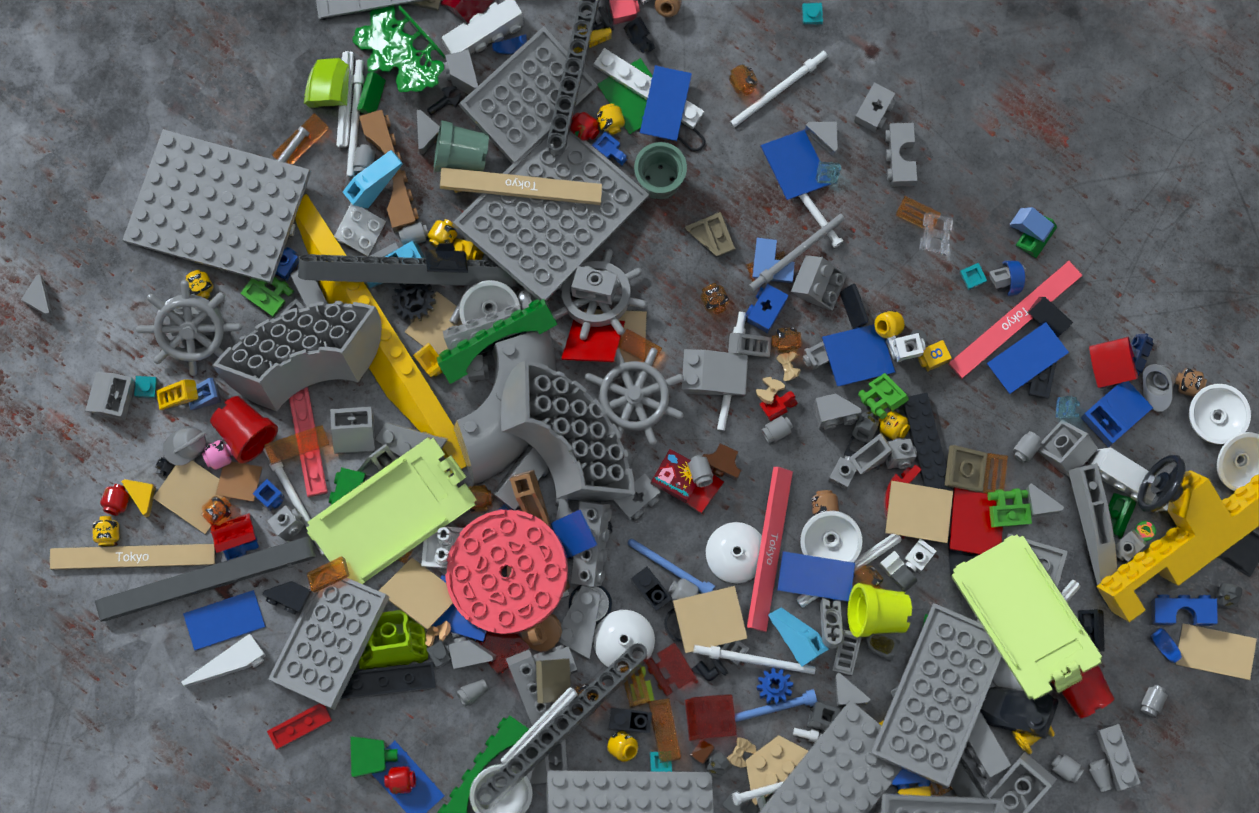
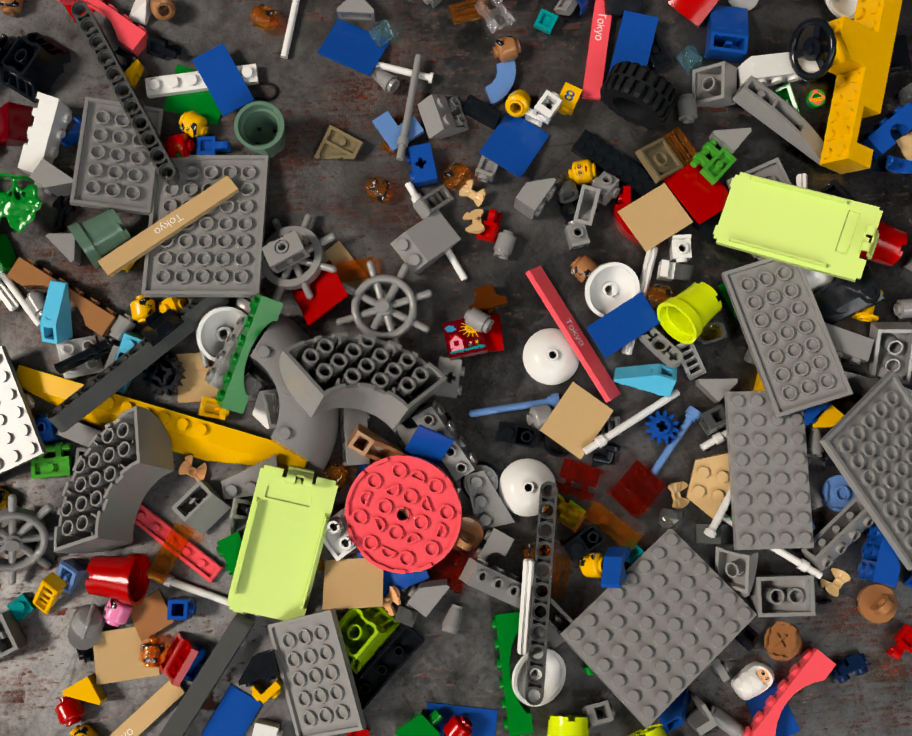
camera: 40 degrees left, 5 degrees up
(281, 622) = (272, 691): none -> yellow bracket
(286, 522) = (211, 617): light grey brick -> none
(328, 574) = (275, 628): clear orange tile -> none
(367, 390) = (186, 468): none -> light nougat piece
(373, 234) = (93, 352): none -> black pin
(471, 396) = (267, 408): none -> white slope
(552, 679) = (505, 564): dark tan tile -> none
(591, 738) = (565, 578): none -> clear orange tile
(634, 759) = (613, 567): none -> blue slope
(702, 752) = (652, 518): reddish brown slope -> none
(798, 214) = (386, 80): none -> light grey cone
(889, 393) = (558, 152): bright green plate -> none
(893, 297) = (502, 83): none -> medium blue tile
(920, 271) = (506, 48): none -> medium nougat head
(989, 400) = (638, 94): none -> black tyre
(1134, 540) = (812, 111): light grey brick -> none

